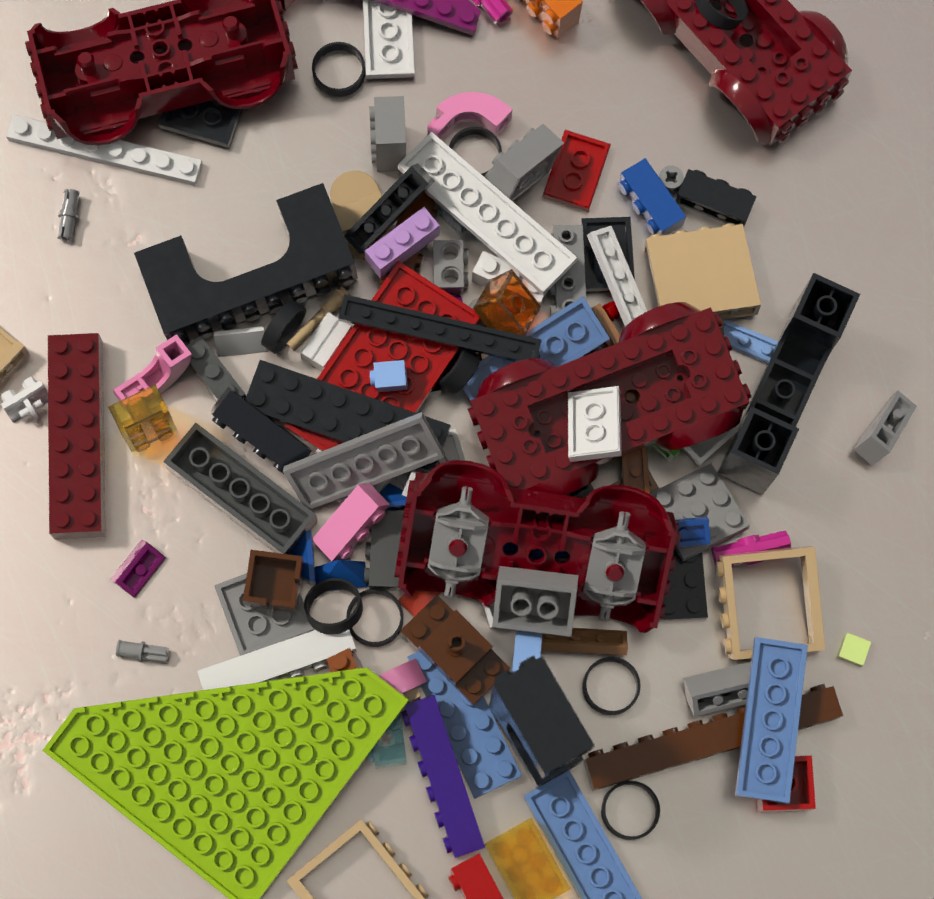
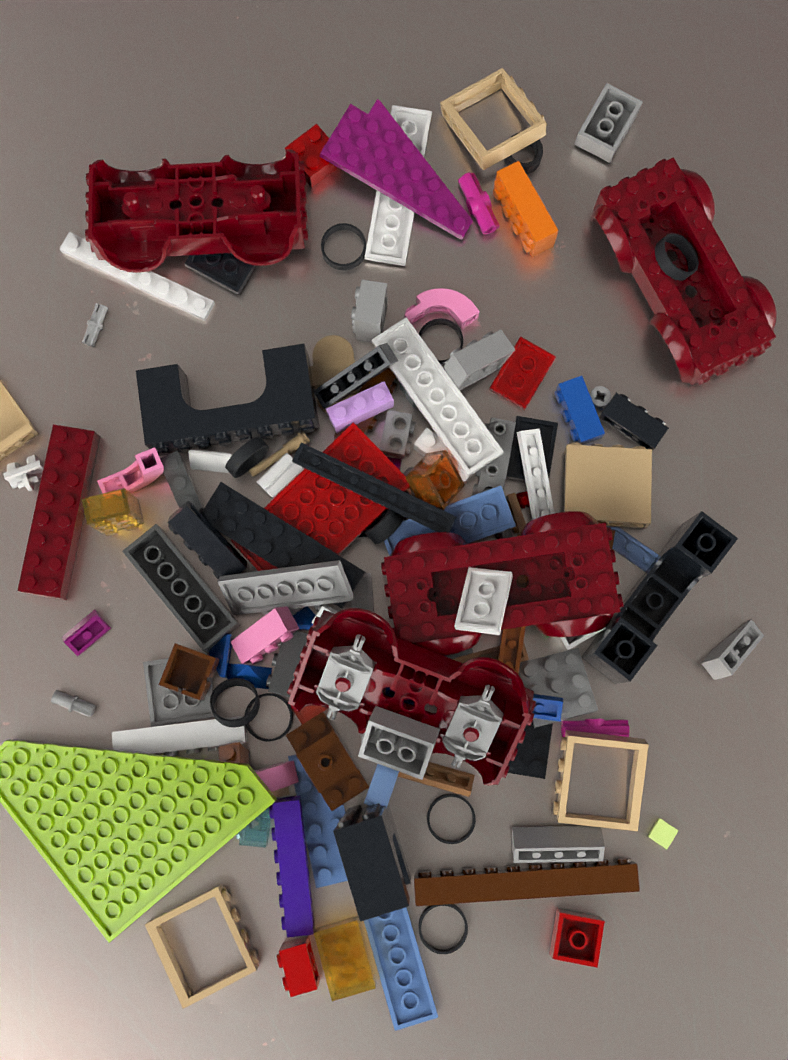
camera: 20 degrees right, 5 degrees up
(389, 376) = (323, 519): light blue brick -> none
(771, 720) = (576, 886): medium blue plate -> none

